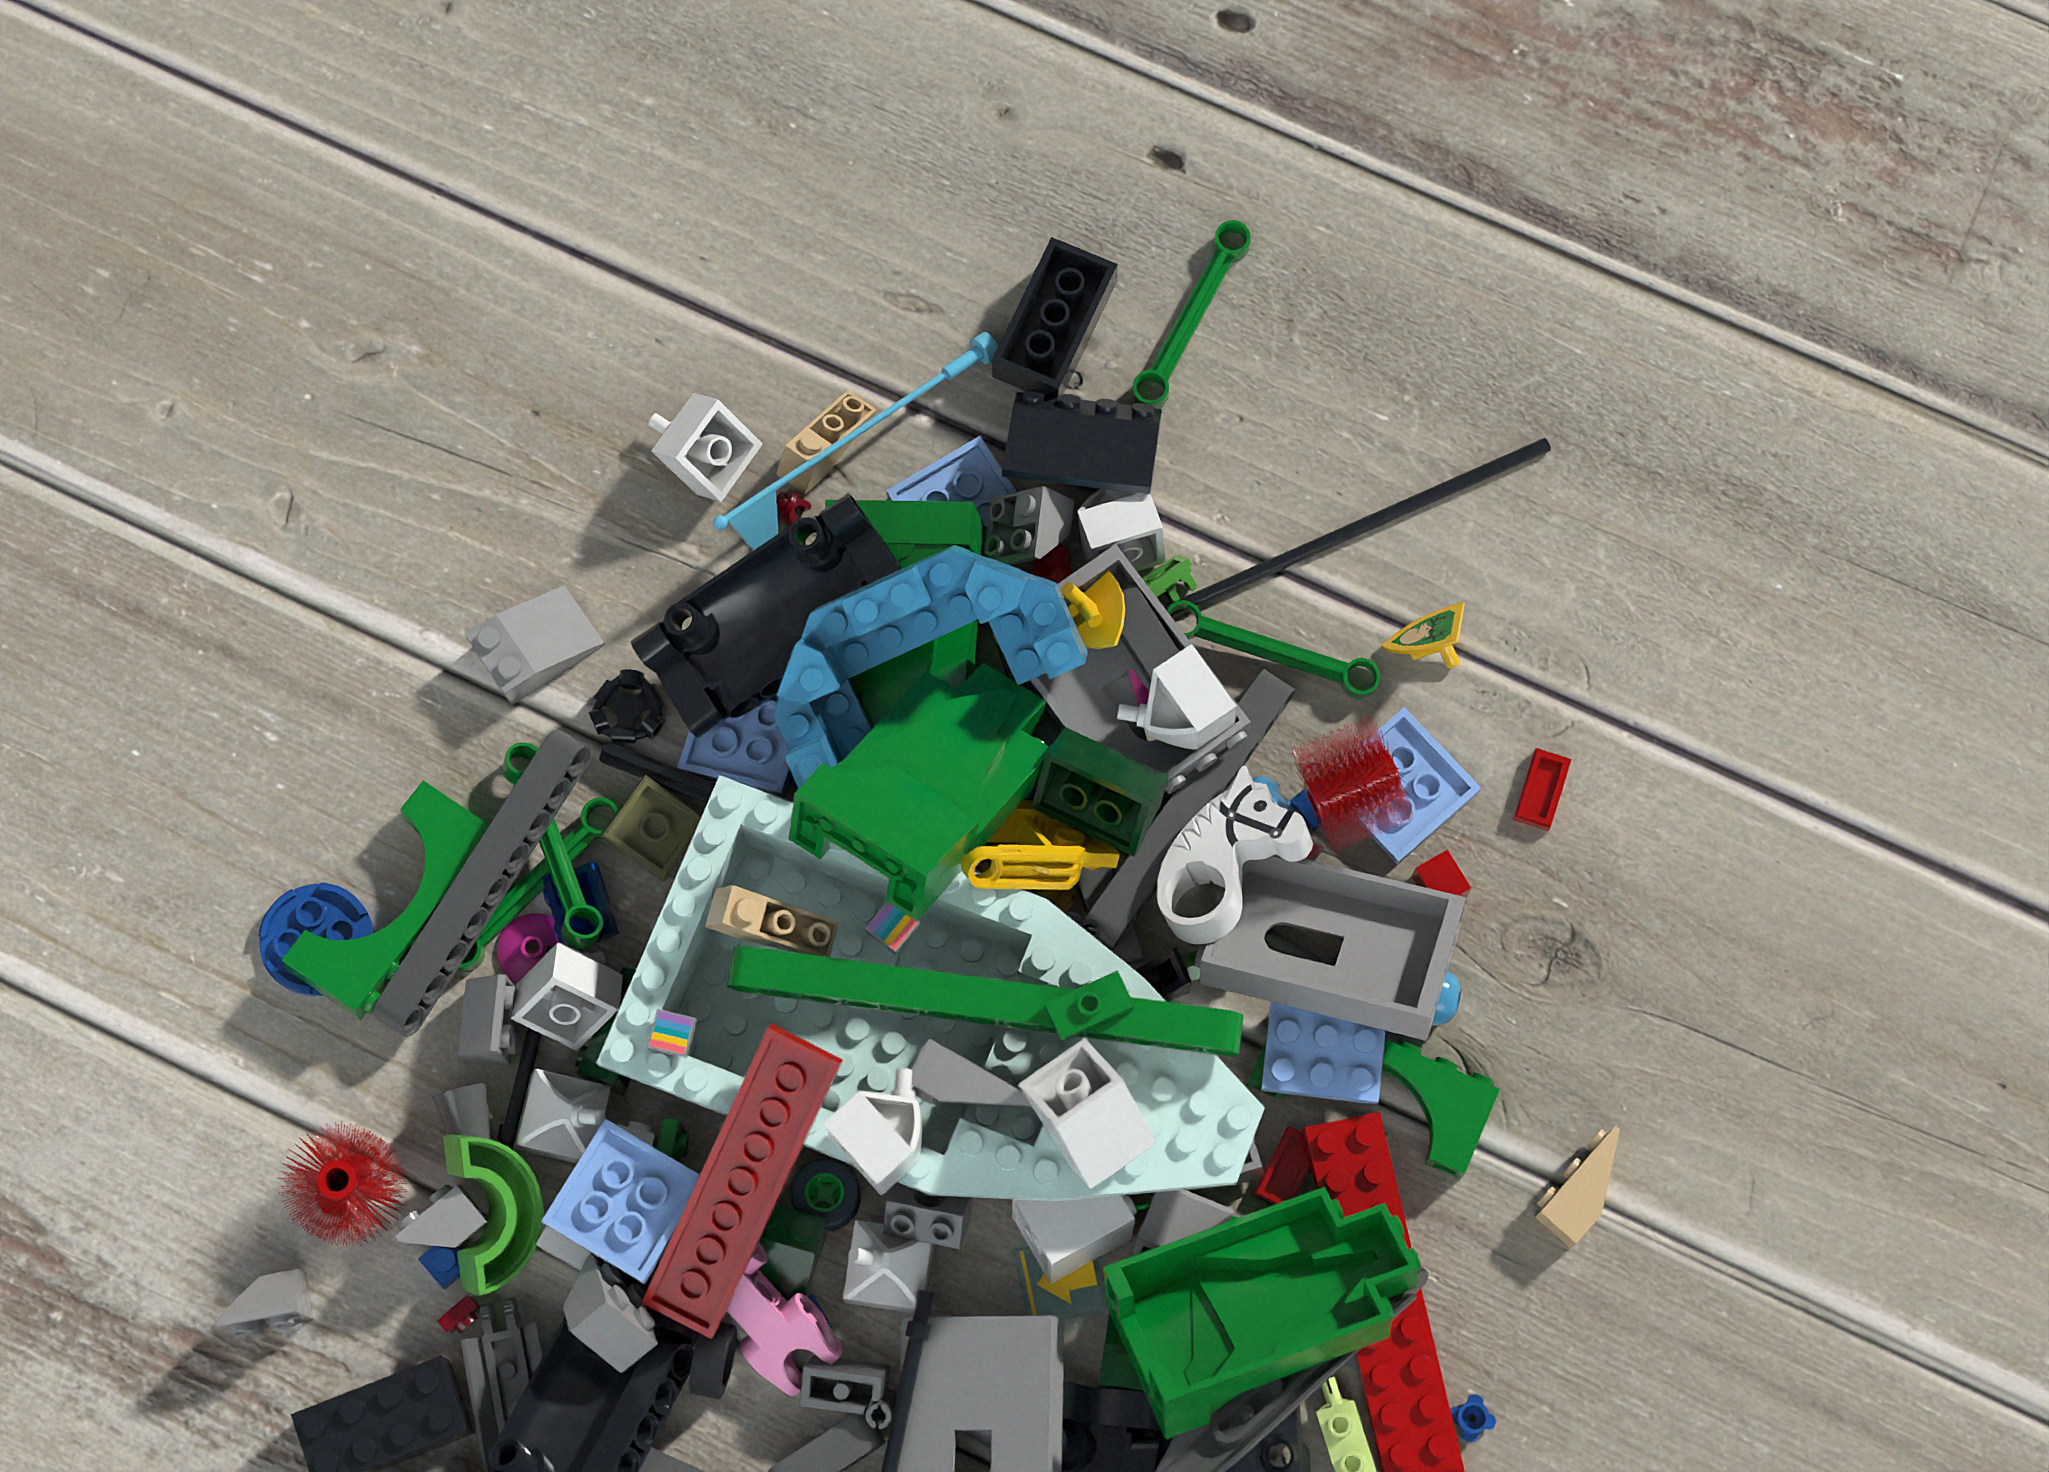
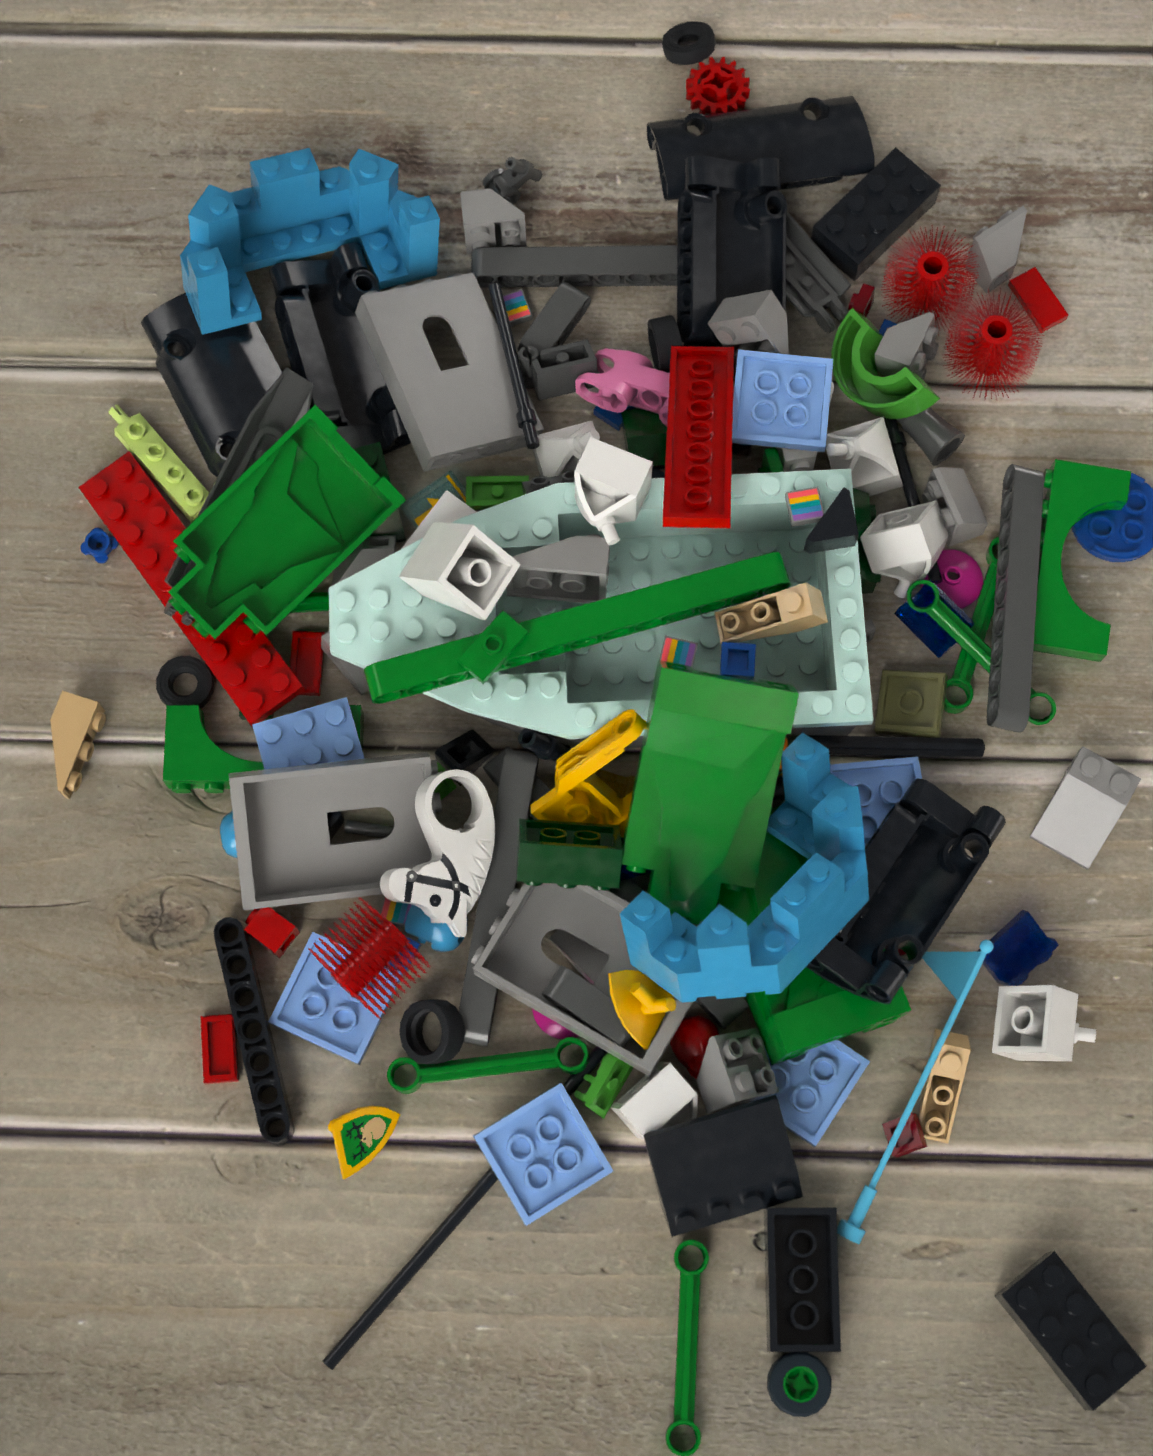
camera: 155 degrees right, 0 degrees up
(254, 1234) = (1043, 300): none -> red tile
(360, 1285) = (929, 279): none -> red piece
(628, 708) = (981, 787): black piece -> none
(652, 989) = (835, 528): none -> black slope
(682, 531) = (1018, 950): none -> clear blue bracket
(786, 505) = (944, 1008): dark red plate -> none
(824, 176) = (1070, 1331): none -> black brick
(831, 890) = (738, 660): none -> blue plate
(882, 399) = (910, 1138): none -> dark red plate
(989, 1268) = (489, 491): none -> bright green plate
(1103, 224) = (809, 1389): none -> black wheel
(1184, 703) = (530, 945): white piece -> none
(1253, 540) = (543, 1153): none -> light blue plate
(1294, 706) = (412, 1026): none -> black tyre
(1456, 1196) = (178, 666): none -> black tyre
(1505, 770) = (243, 1017): none -> black beam

